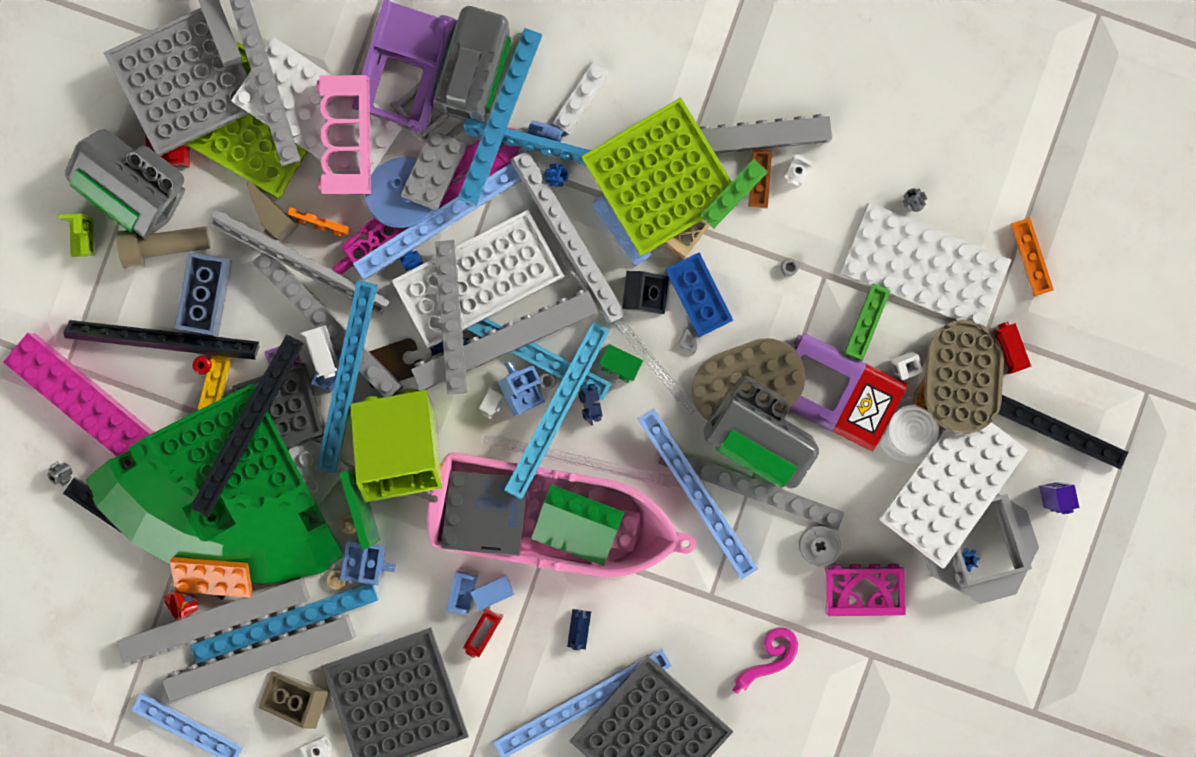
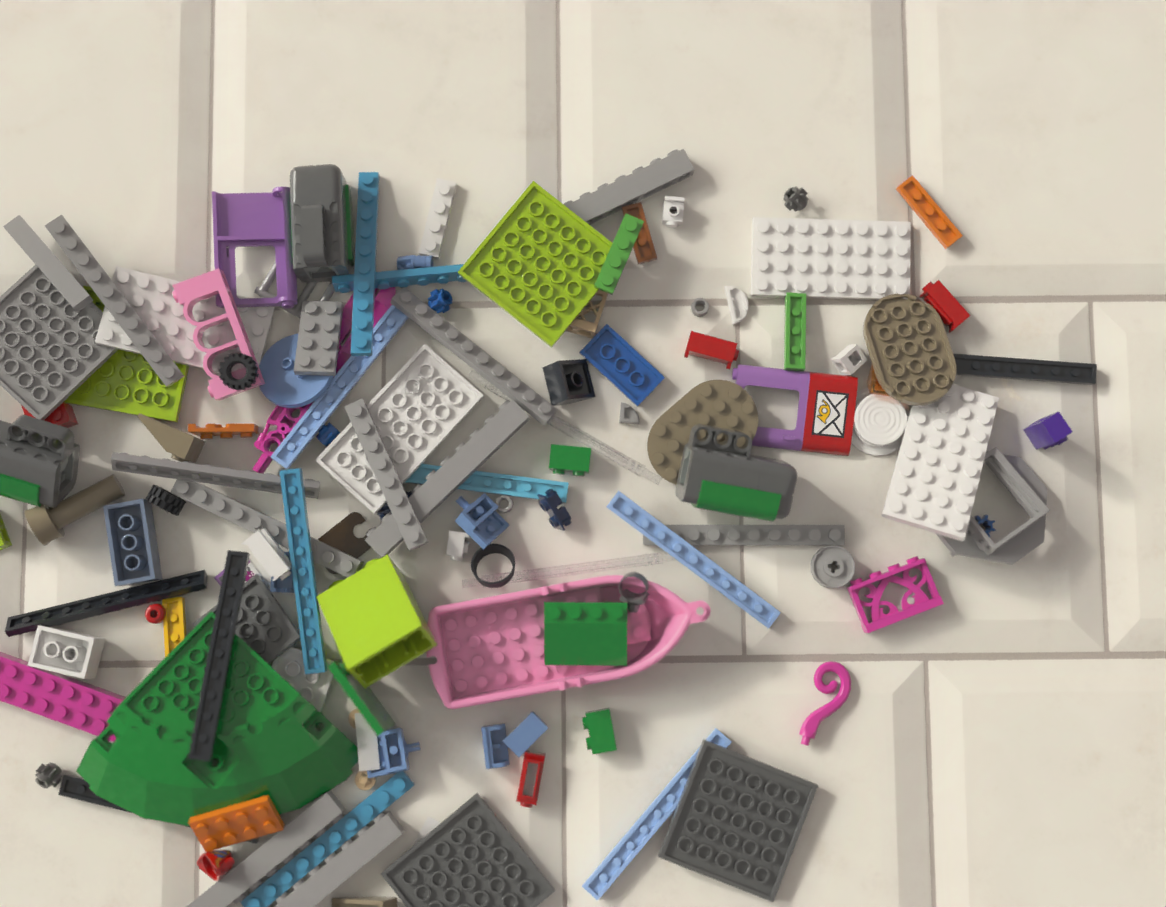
camera: 25 degrees left, 5 degrees down
(111, 370) = (66, 652): none -> white slope
(245, 267) = (165, 500): none -> black tyre
(340, 172) = (247, 380): none -> black tyre
(349, 550) = (366, 744): none -> white sticker
(482, 515) = (489, 656): dark grey plate -> none
(510, 418) = (491, 549): none -> black tyre
(557, 410) = (523, 528): medium azure plate -> none
(559, 613) = (600, 730): none -> green brick
(579, 629) = (626, 739): dark blue hinge -> none
(612, 222) = (517, 330): light blue plate -> none
(630, 510) = (634, 599): none -> dark grey piece
(785, 309) = (711, 348): none -> red brick
(824, 276) = (737, 304): none -> white tile

